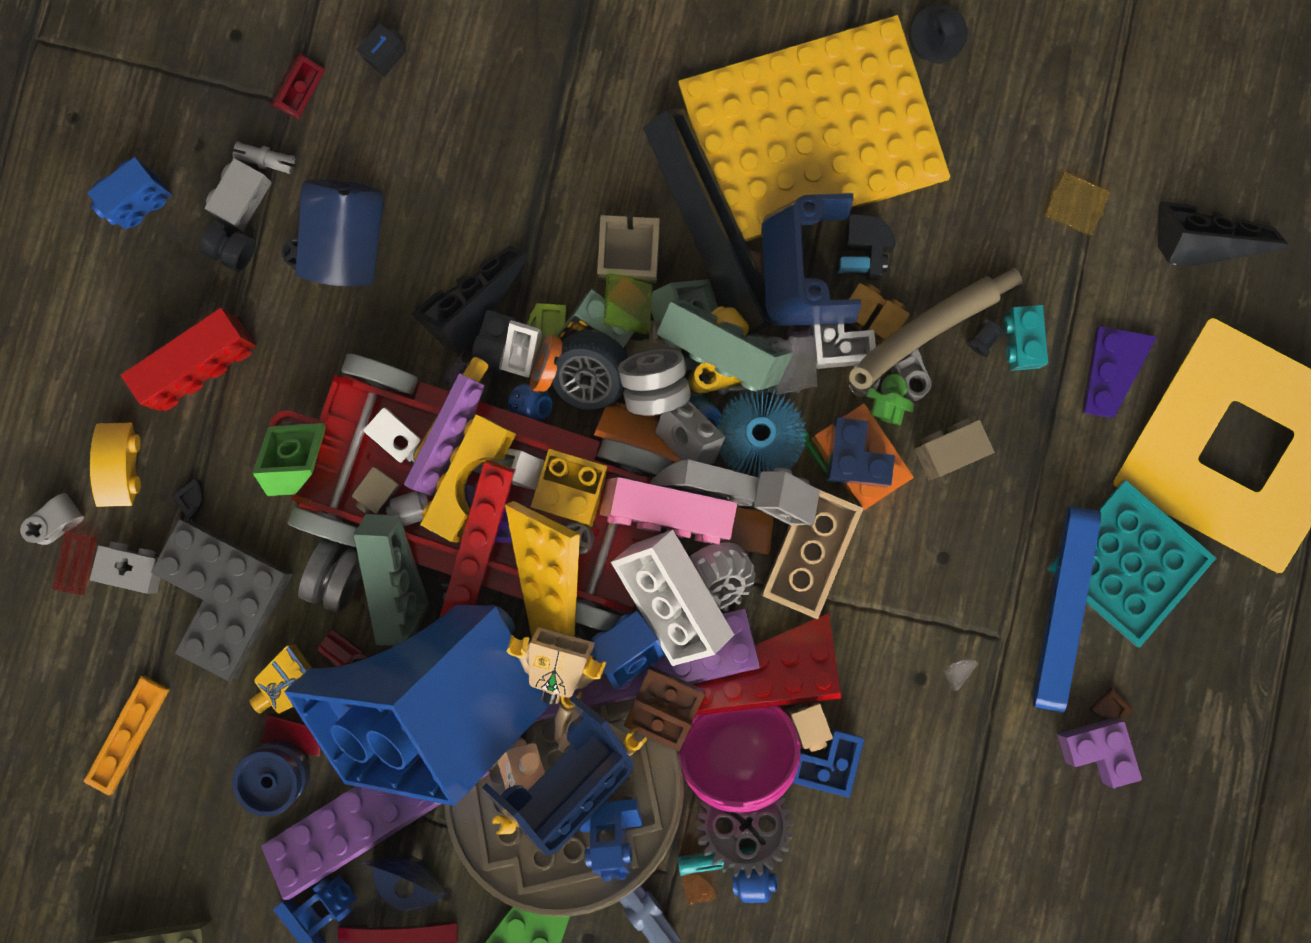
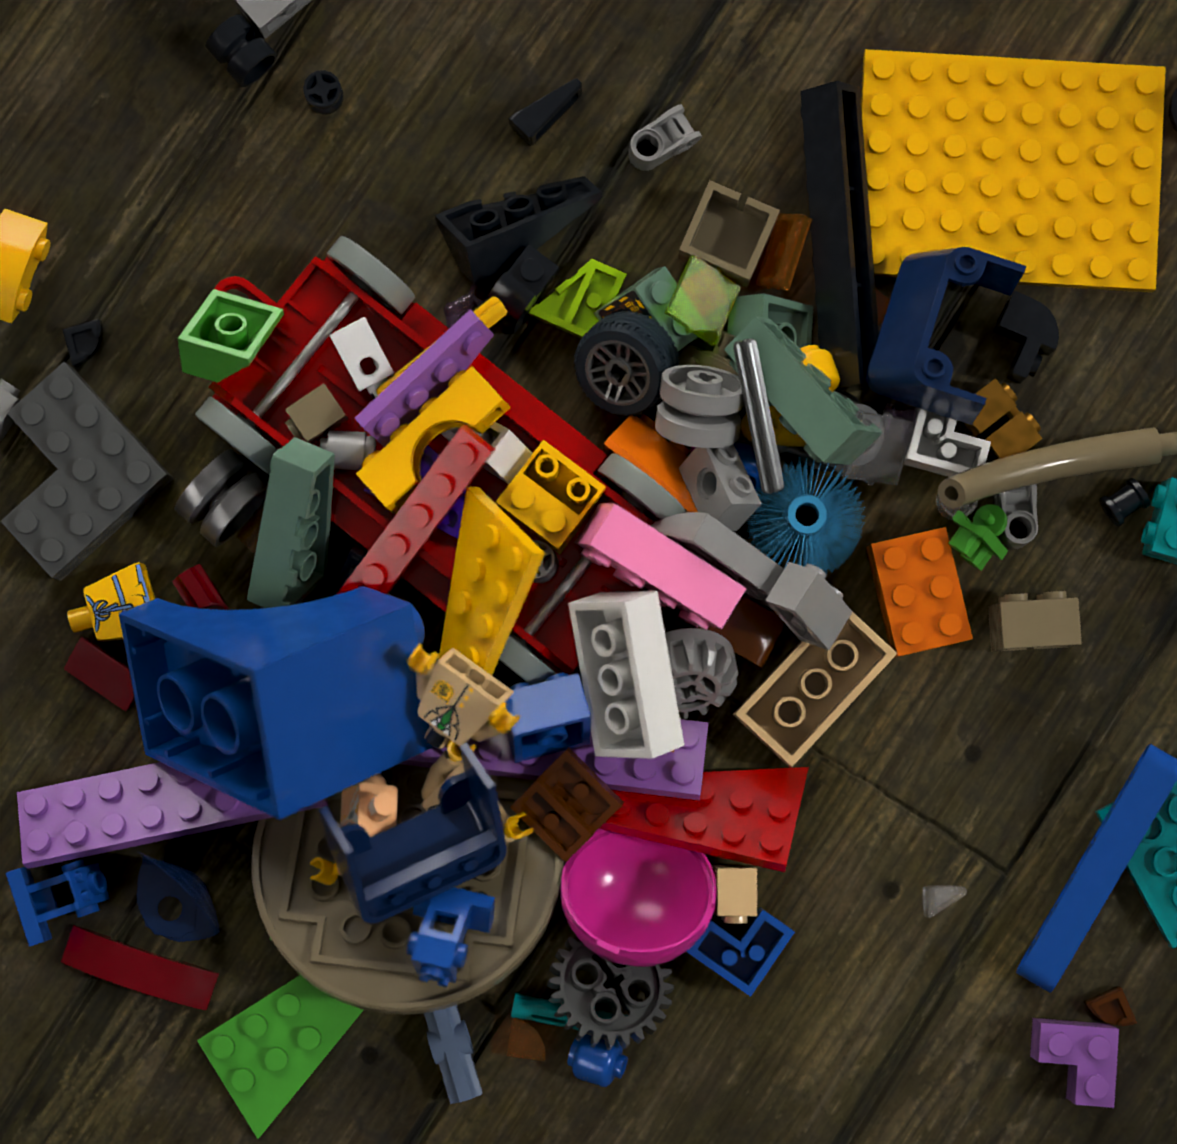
camera: 15 degrees right, 0 degrees up
(189, 361) = (145, 174): red brick -> none
(271, 778) = (38, 717): dark blue wheel -> none
(338, 233) = (382, 84): dark blue piece -> none
(463, 211) = (541, 115): none -> black slope
(521, 348) = (553, 307): white slope -> none
(530, 403) = (540, 375): blue head -> none
(544, 366) = (572, 340): orange tile -> none
(558, 193) = (668, 134): none -> light grey piece
(673, 247) = (783, 251): none -> clear orange tile
(699, 373) = (758, 415): none -> dark grey axle
(814, 453) = (872, 603): green hinge -> none
(849, 460) = (901, 589): dark blue brick -> none
(853, 265) = (996, 354): dark azure tile -> none

